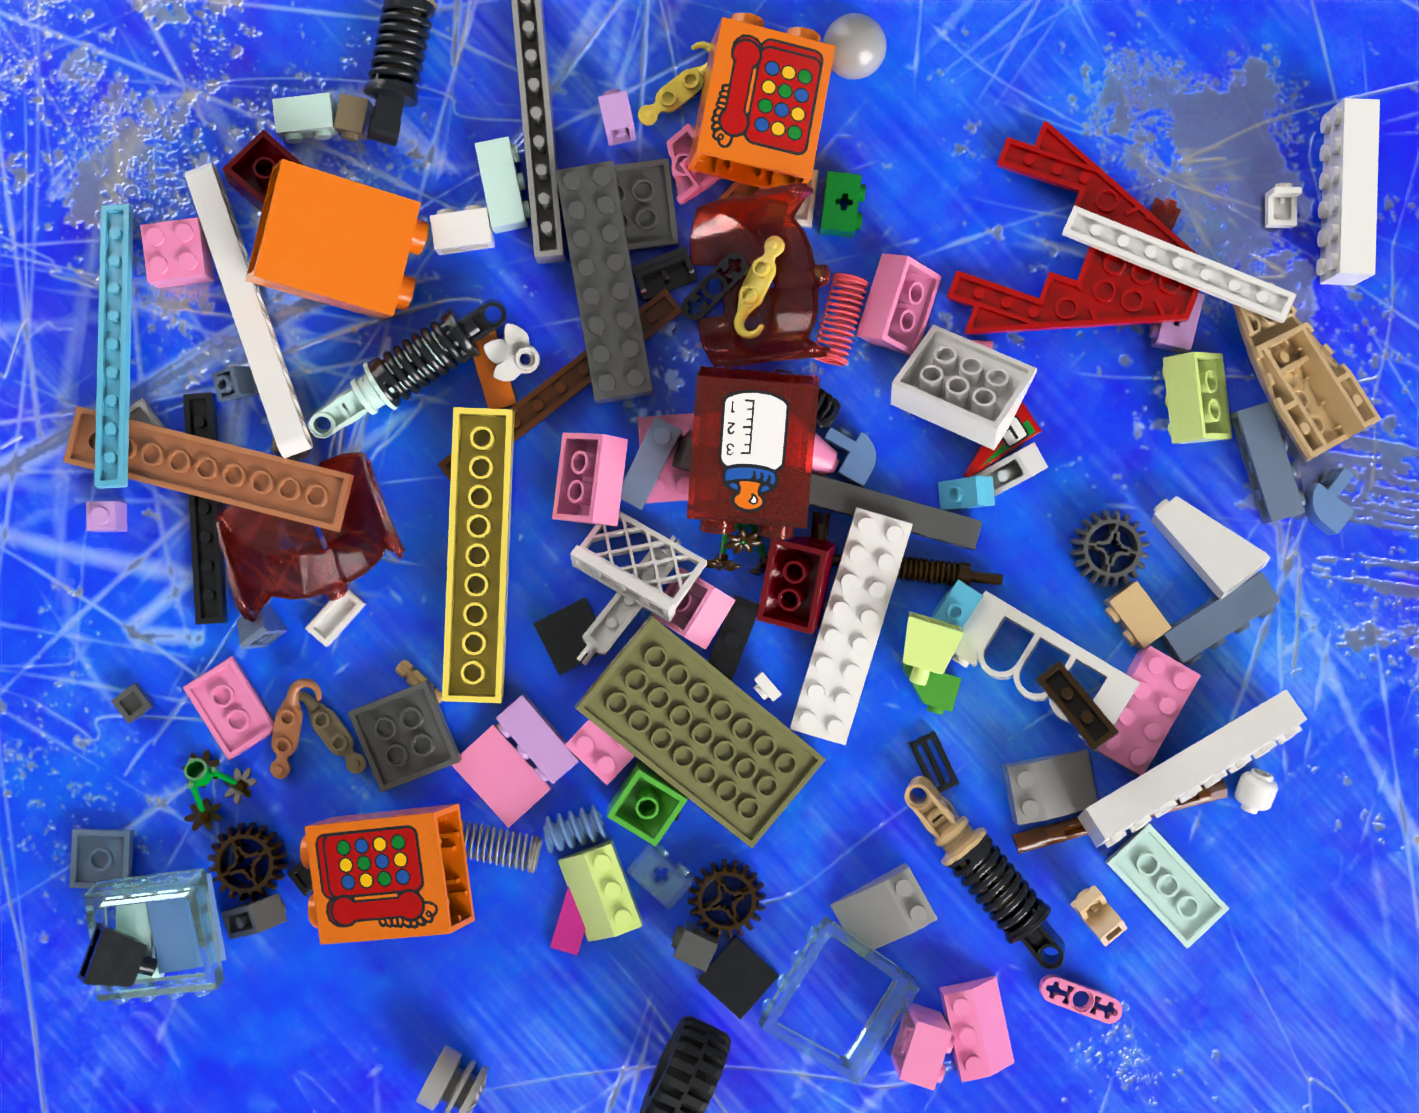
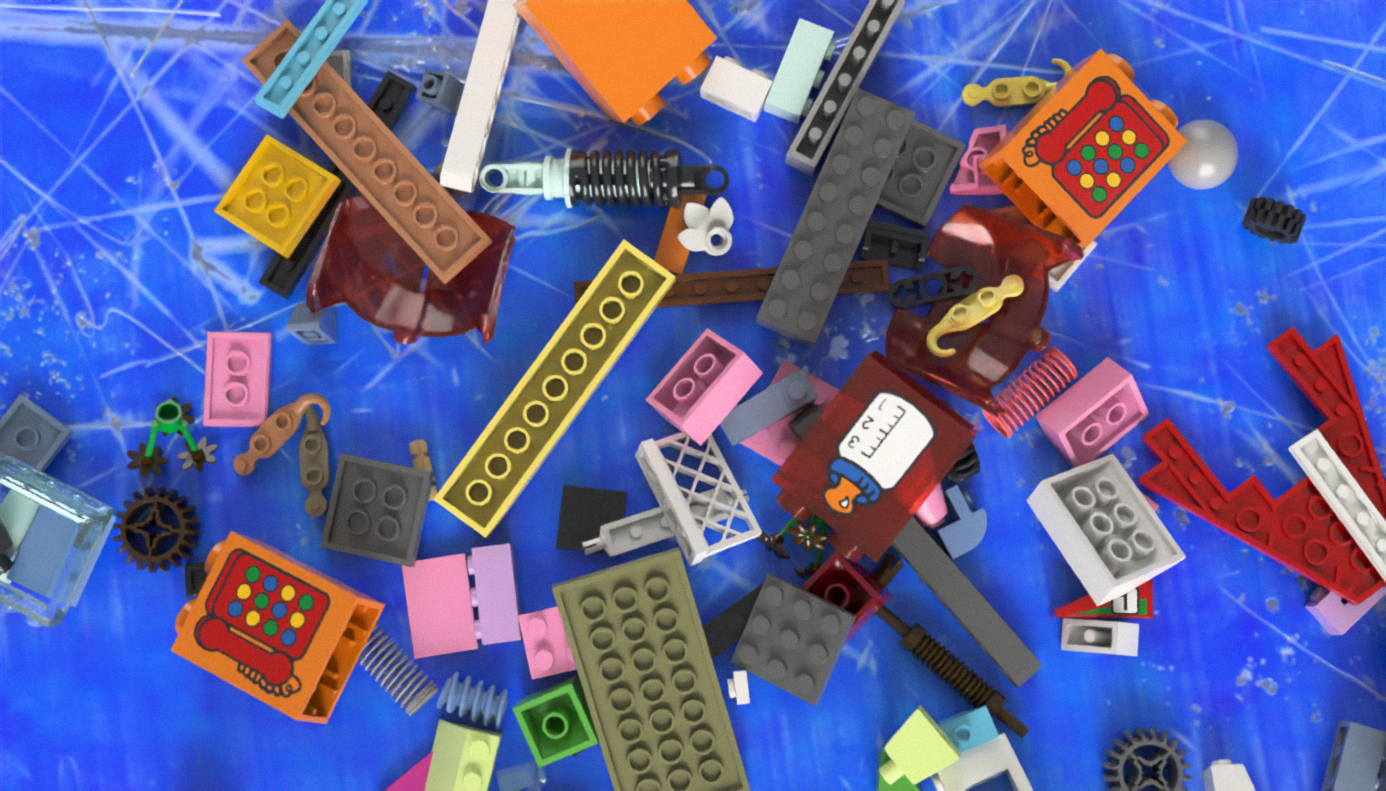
camera: 30 degrees right, 5 degrees down
(106, 516) = (244, 132): lavender brick -> none
(133, 703) = (153, 316): dark grey plate -> none
(164, 548) = (277, 196): none -> yellow plate
(254, 916) = (128, 584): dark grey slope -> none
(335, 618) = (387, 360): white tile -> none
(617, 117) = (944, 78): lavender brick -> none
(698, 612) = (723, 575): bright pink slope -> none
(782, 625) = (793, 639): none -> dark grey plate
(842, 187) = (1106, 272): green brick -> none
(851, 625) = (861, 681): white plate -> none
(941, 63) = (1274, 220): none -> black tyre
(966, 493) = (1044, 630): medium azure brick -> none
(1196, 397) = (1319, 683): yellowish green slope -> none

